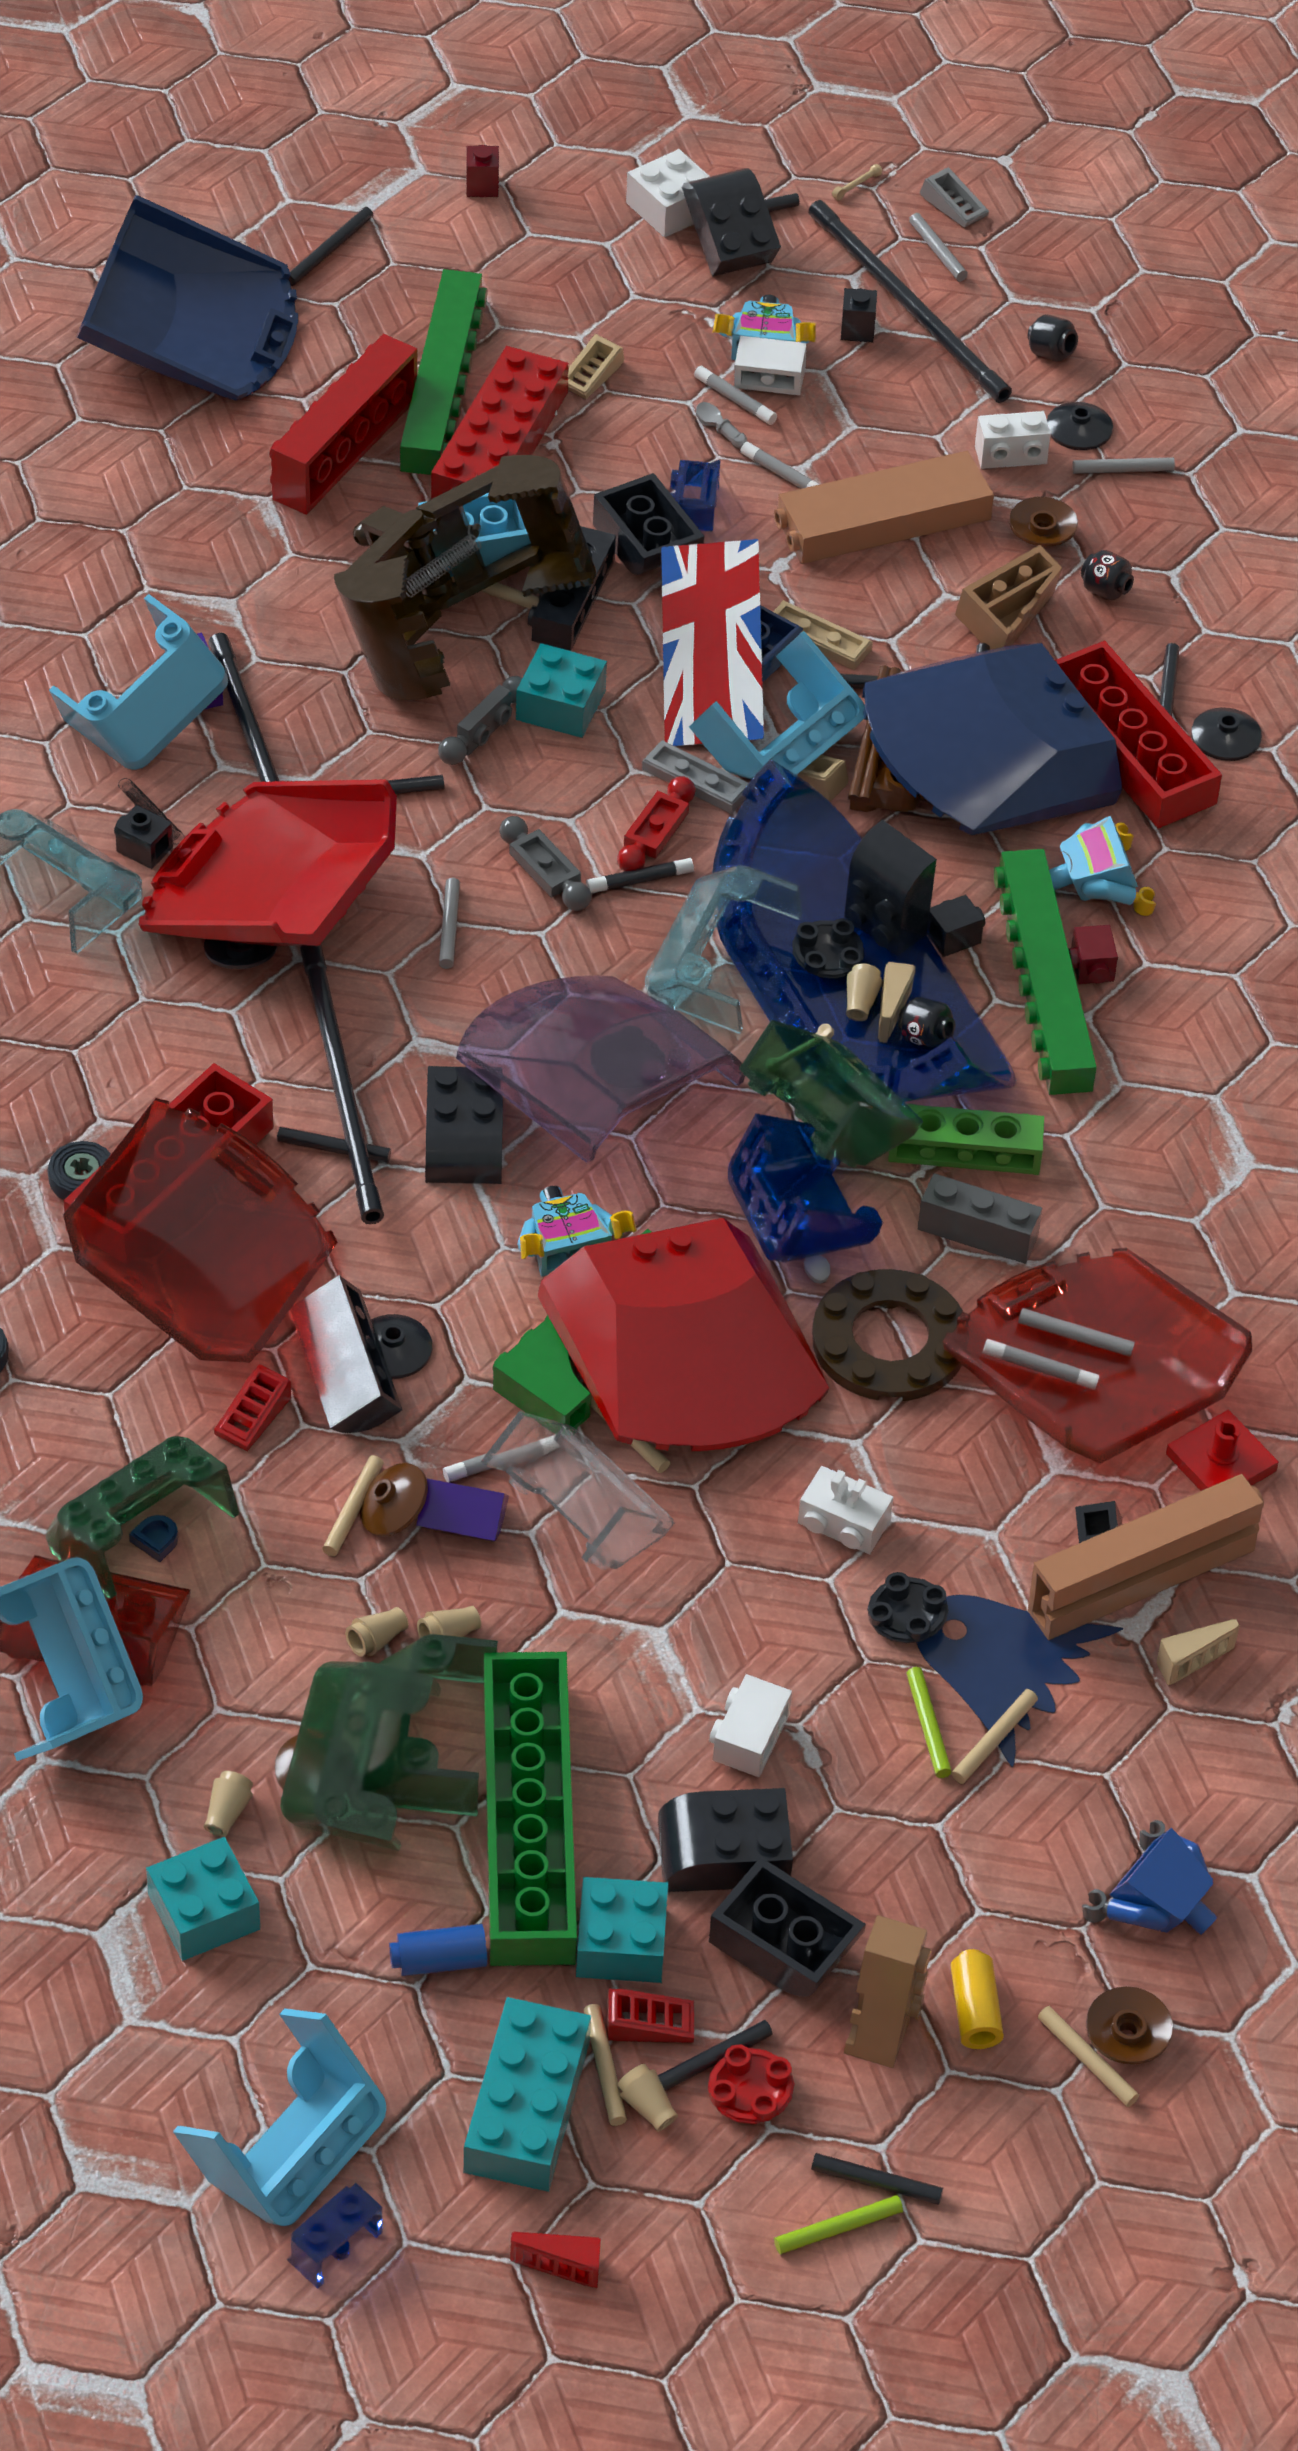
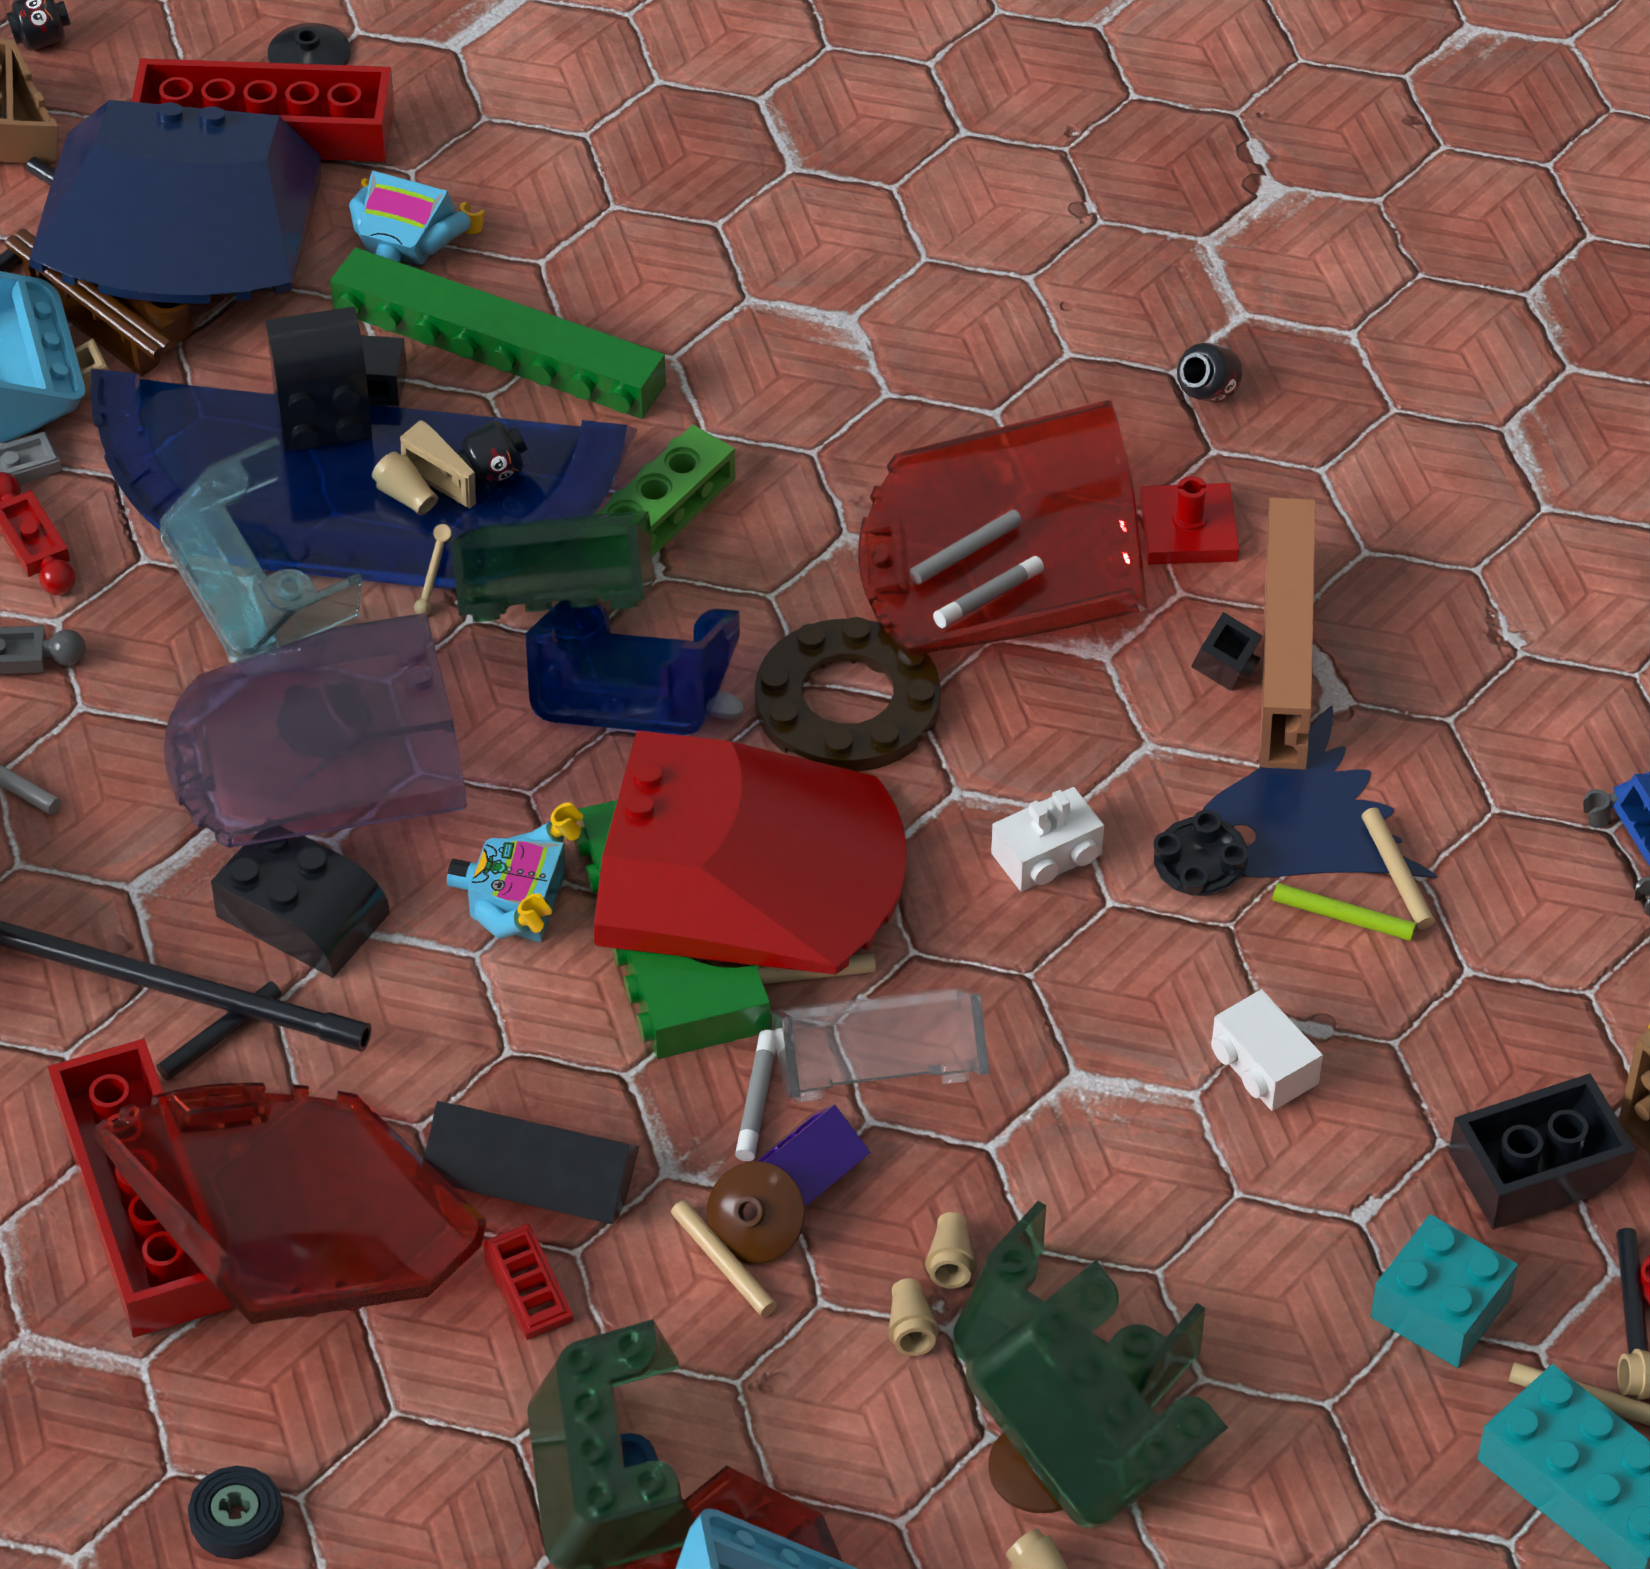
camera: 55 degrees left, 0 degrees up
(72, 1159) = (55, 1301): black bush -> none
(410, 1346) = (556, 1102): black dish -> none
(439, 1950) = (1364, 1465): blue brick -> none
(529, 1809) = (1255, 1291): green brick -> none
(639, 2031) = (1538, 1353): red slope -> none
(640, 875) = (83, 582): black bar -> none
(719, 1835) = (1388, 1147): black brick -> none
(827, 948) = (324, 480): black dish -> none
(979, 1218) = (769, 544): dark grey brick -> none
(1093, 954) = (512, 280): dark red brick -> none
(1169, 677) = (190, 44): black bar -> none
(1192, 1650) = (1409, 669): tan slope -> none

